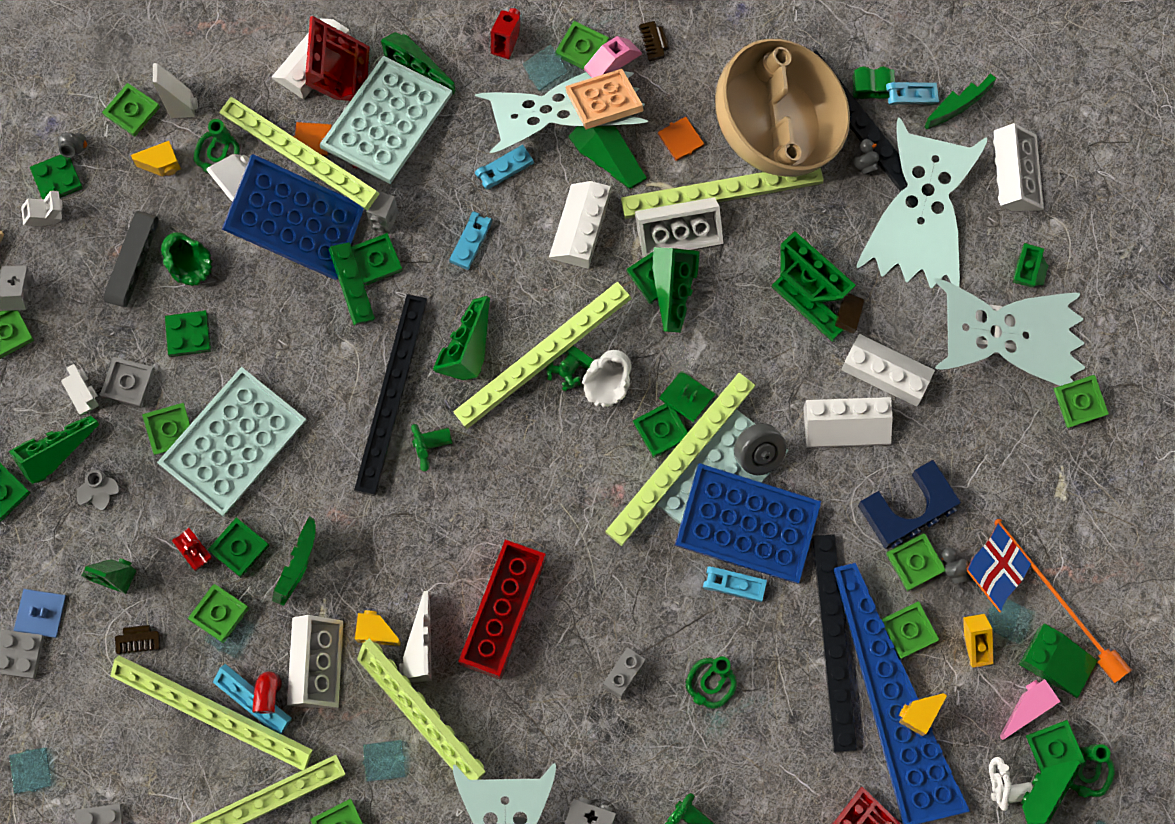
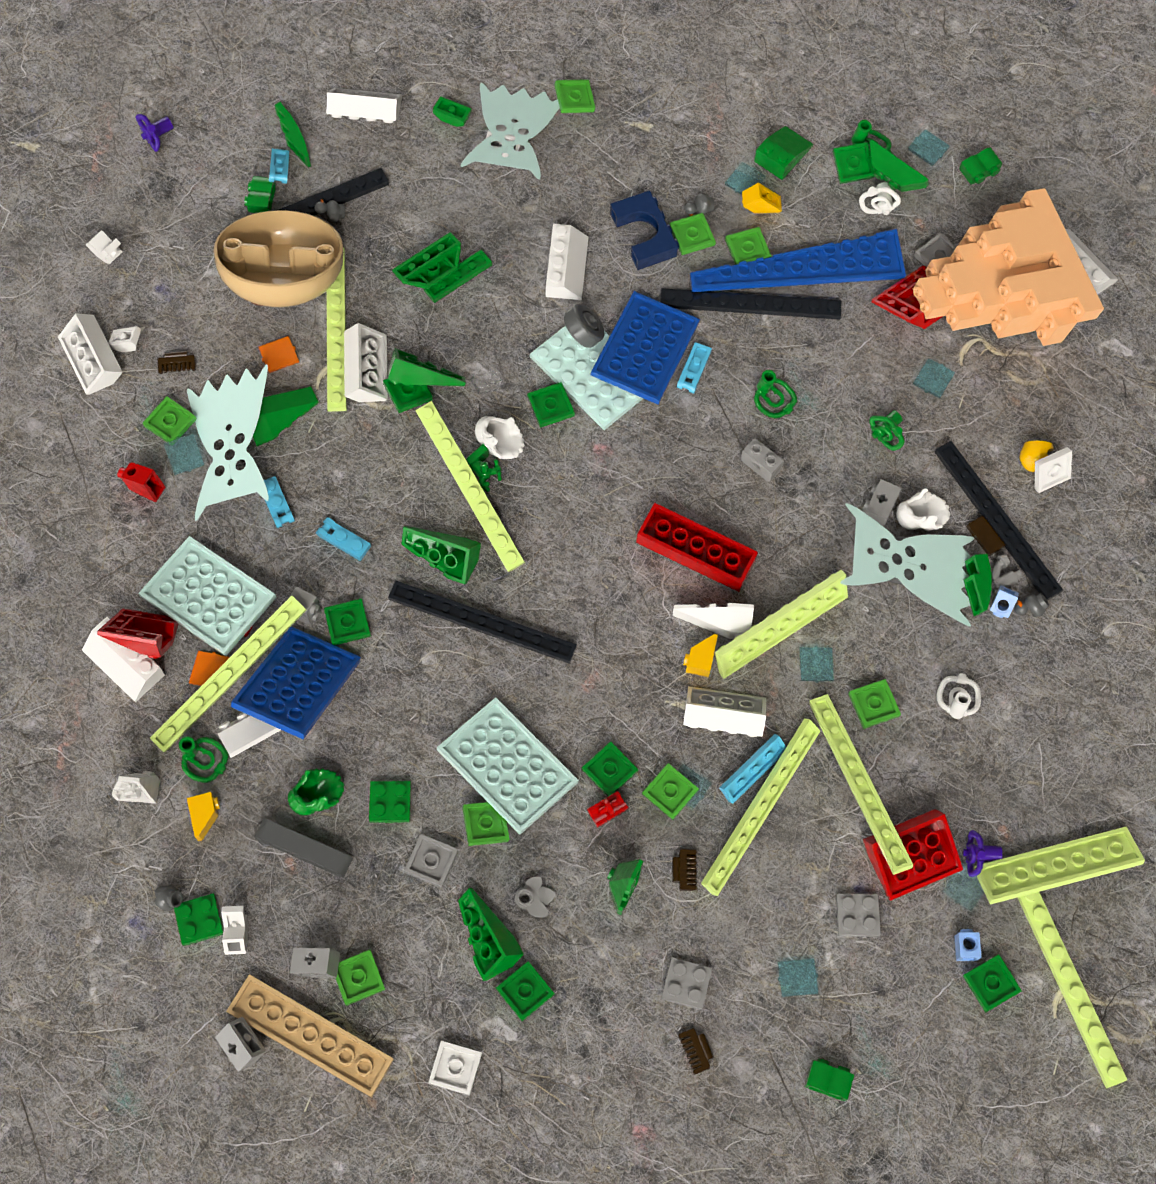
camera: 85 degrees left, 5 degrees down
(40, 613) = (648, 961): medium blue piece -> none
(79, 391) = (433, 905): white bracket -> none
(131, 109) = (140, 838): bright green plate -> none
(265, 693) = (750, 749): red cylinder -> none
(294, 572) = (620, 702): green slope -> none
(351, 283) = (368, 644): green plate -> none
(406, 52) = (142, 569): green wedge -> none
(429, 440) = (531, 595): green piece -> none
(580, 223) = (346, 443): white slope -> none
(604, 98) = (234, 399): light nougat plate -> none
(612, 56) = (191, 395): bright pink slope -> none
(680, 459) = (582, 391): yellowish green plate -> none
(687, 396) = (524, 380): green piece -> none
(849, 313) = (473, 245): dark brown tile -> none
(888, 370) = (525, 226): white slope -> none
(921, 713) = (820, 243): yellow slope -> none
(934, 243) = (418, 177): light aqua piece -> none
(1001, 568) = (709, 174): flag -> none
(1030, 705) = (818, 175): bright pink slope -> none

